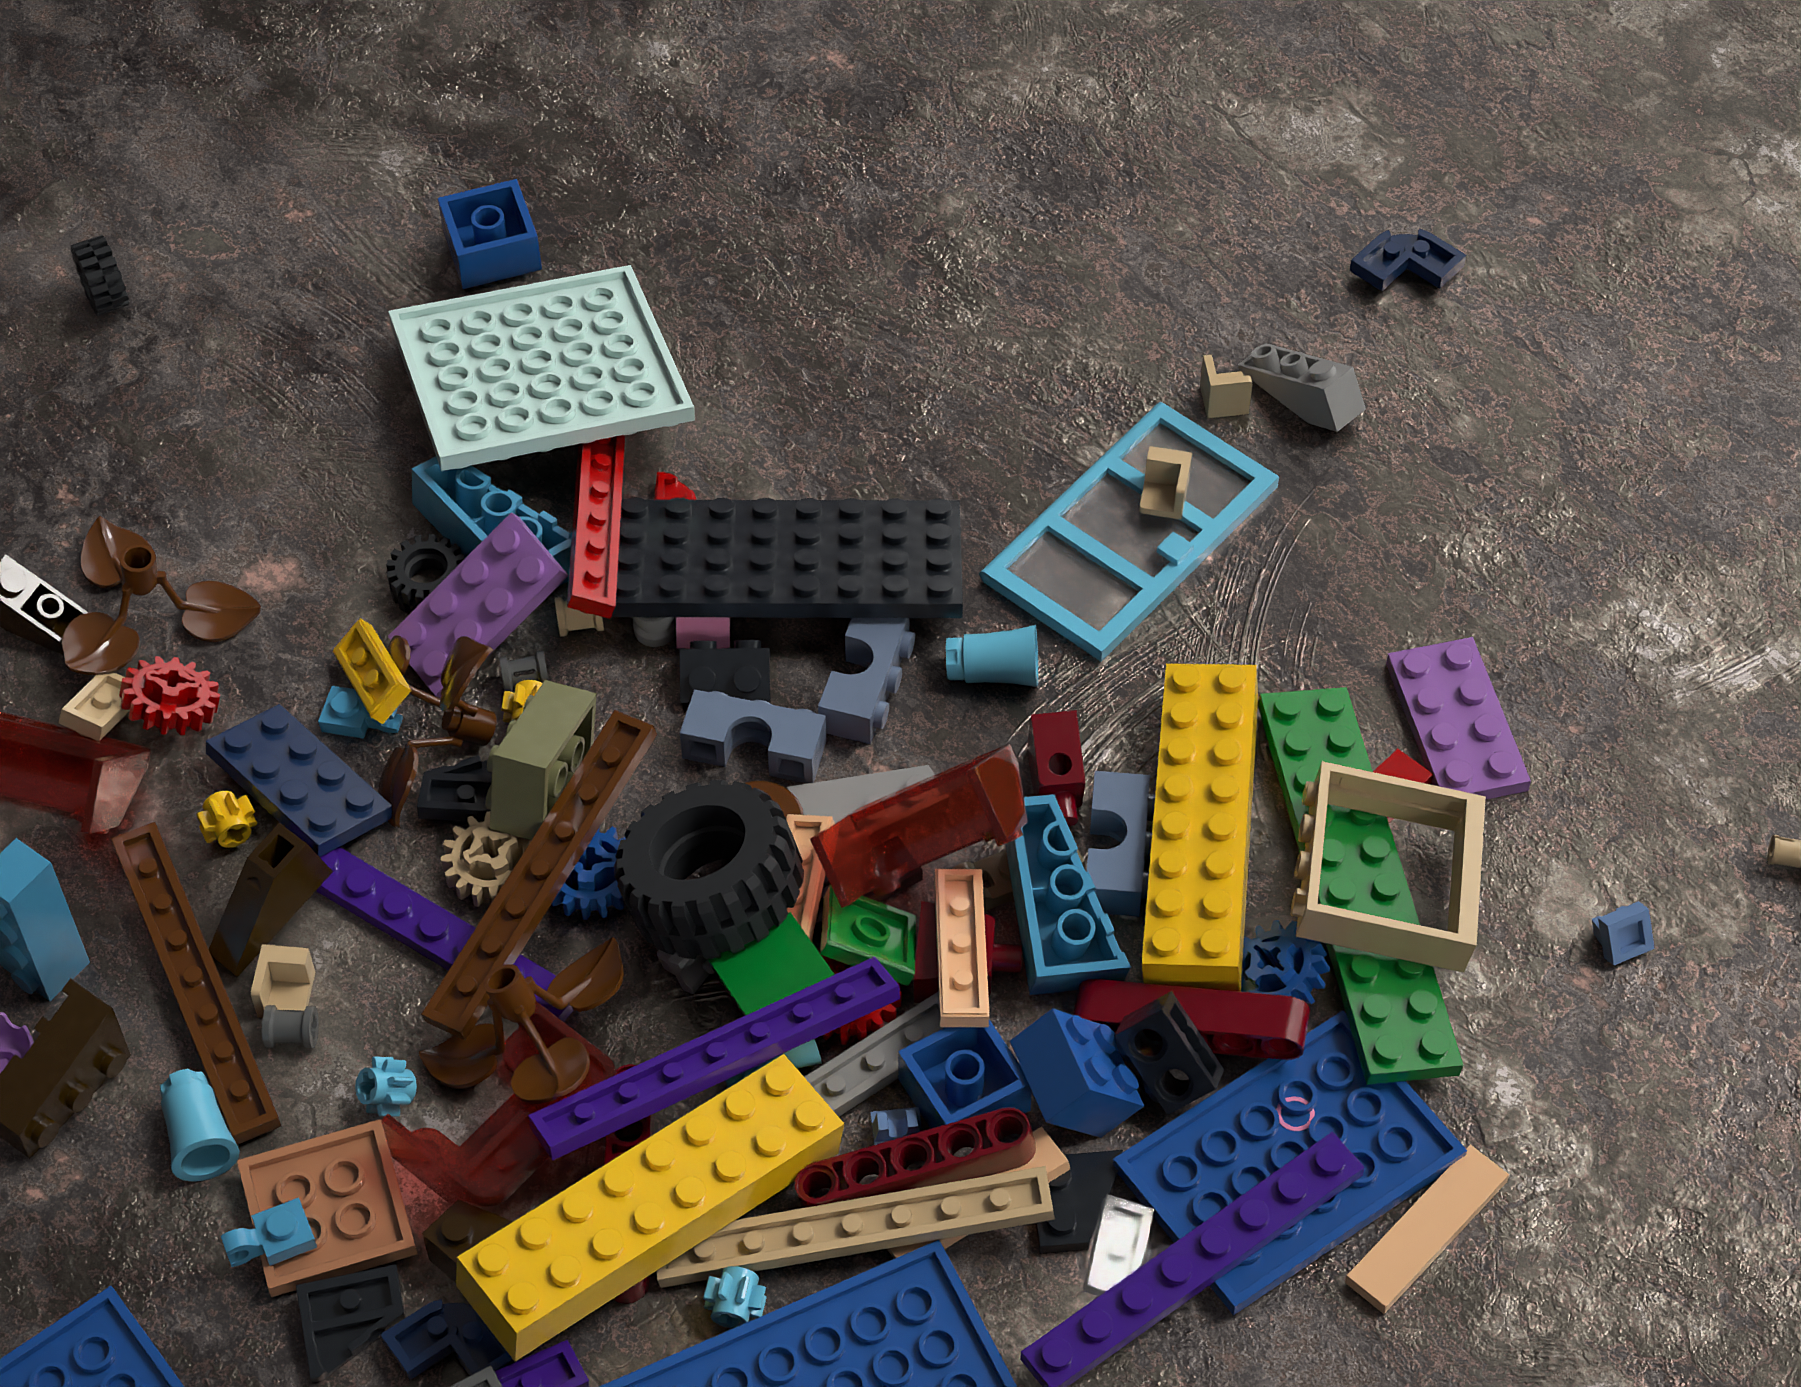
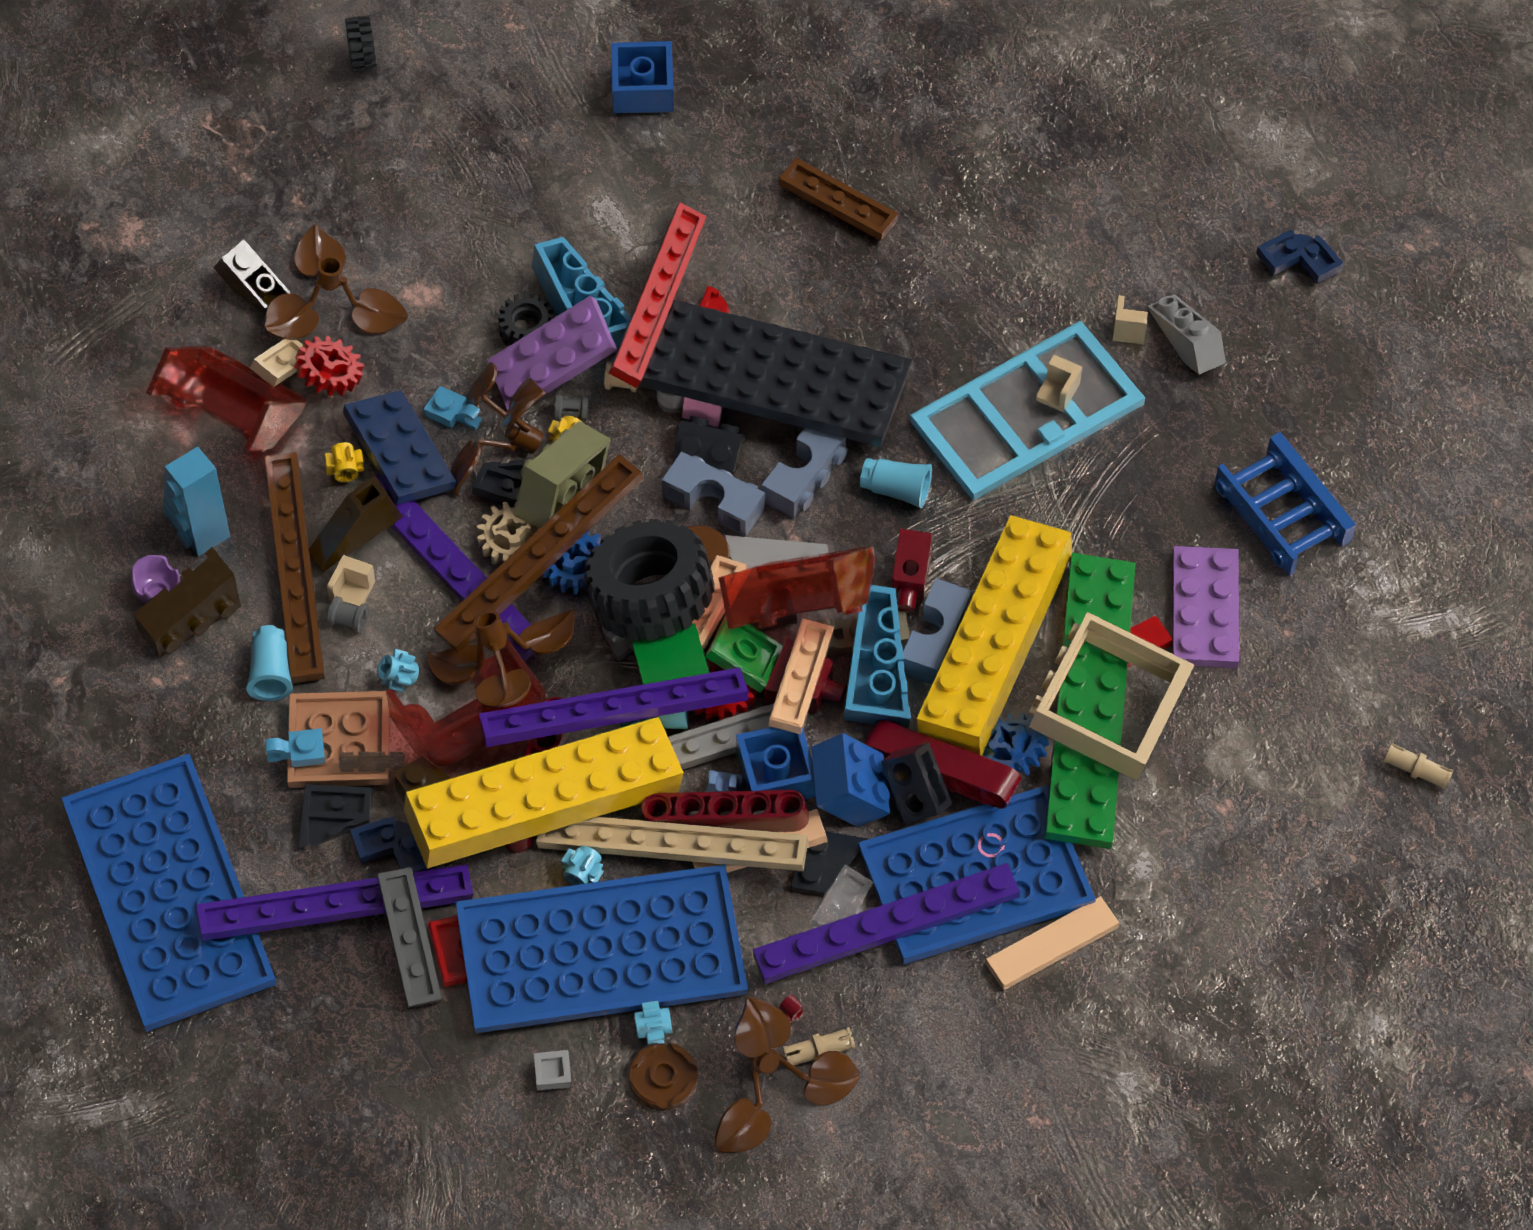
camera: 15 degrees right, 5 degrees up
(371, 671) = (467, 383): yellow tile -> none
(384, 1226) = (371, 761): none -> clear smoke axle
(539, 367) = (646, 188): light aqua plate -> none
(794, 326) = (838, 199): none -> reddish brown plate
(1531, 536) = (1299, 479): none -> blue fence
(1624, 932) = (1262, 783): medium blue tile -> none

